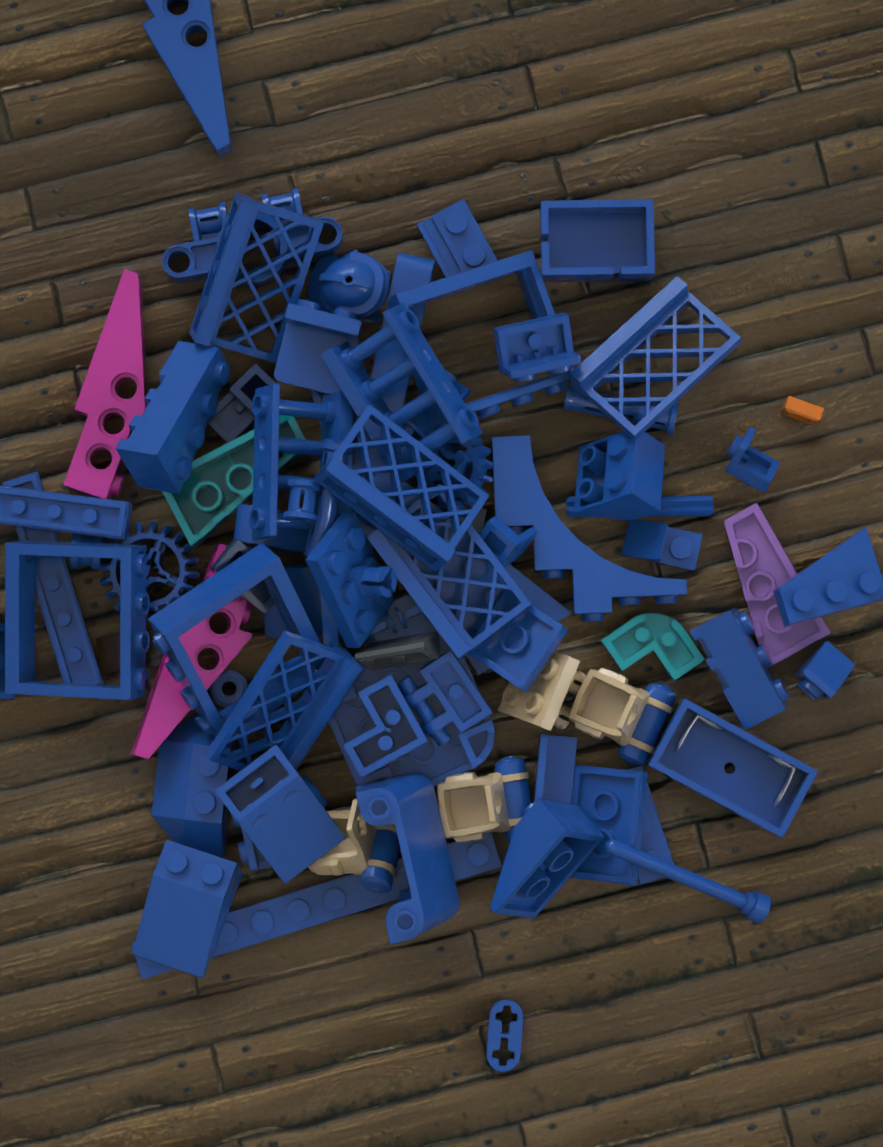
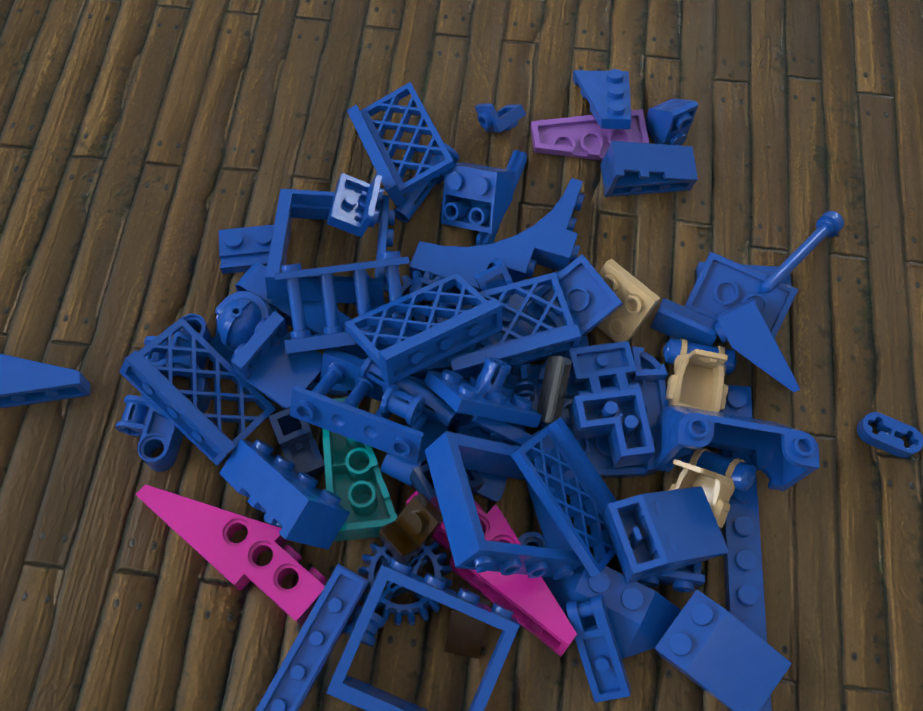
camera: 70 degrees left, 20 degrees down
(60, 603) = (402, 672): blue tile -> none
(147, 786) = (599, 650): none -> blue plate
(182, 560) = (411, 529): none -> dark brown slope
(597, 240) = (295, 148): blue piece -> none
(622, 712) = (657, 256): tan piece -> none
(656, 634) = (604, 218): teal plate -> none
(661, 544) = (535, 195): blue slope -> none
(765, 781) = (739, 183): blue piece -> none
(801, 410) = (476, 76): orange tile -> none

